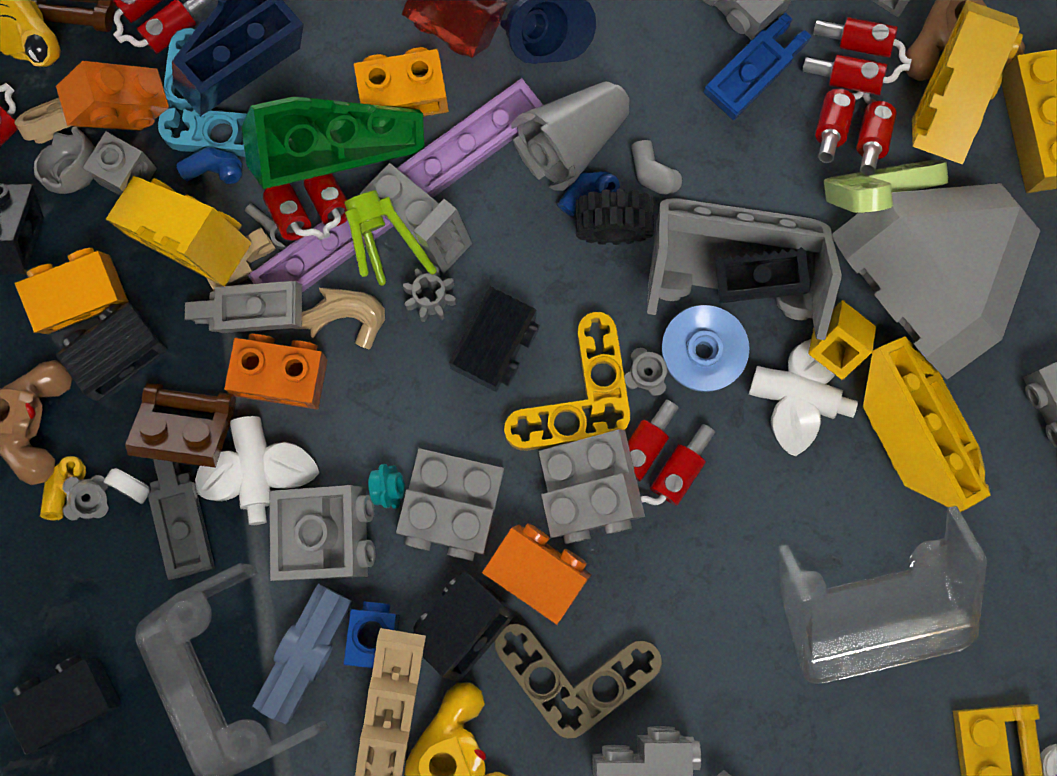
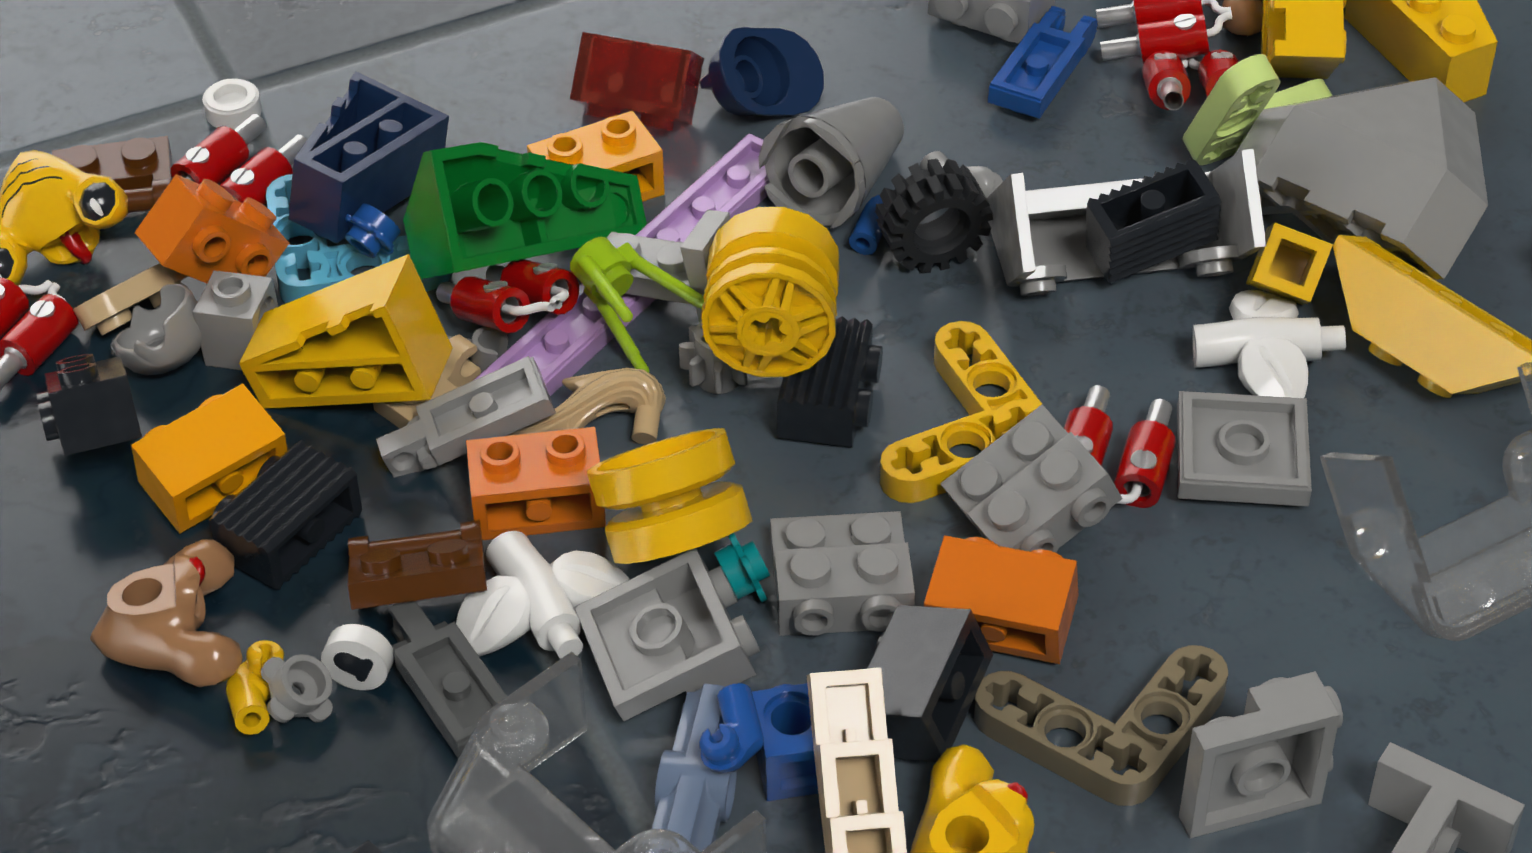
camera: 15 degrees left, 35 degrees down
(225, 115) = (371, 231): none -> blue plate
(329, 647) = (738, 736): none -> blue arm
(347, 436) = (669, 496): none -> yellow wheel
(462, 291) = (771, 292): none -> yellow wheel
(637, 378) = (1051, 370): light grey plate -> none
(712, 328) = (1115, 324): light blue dish -> none
(748, 482) = (1243, 448): none -> light grey plate

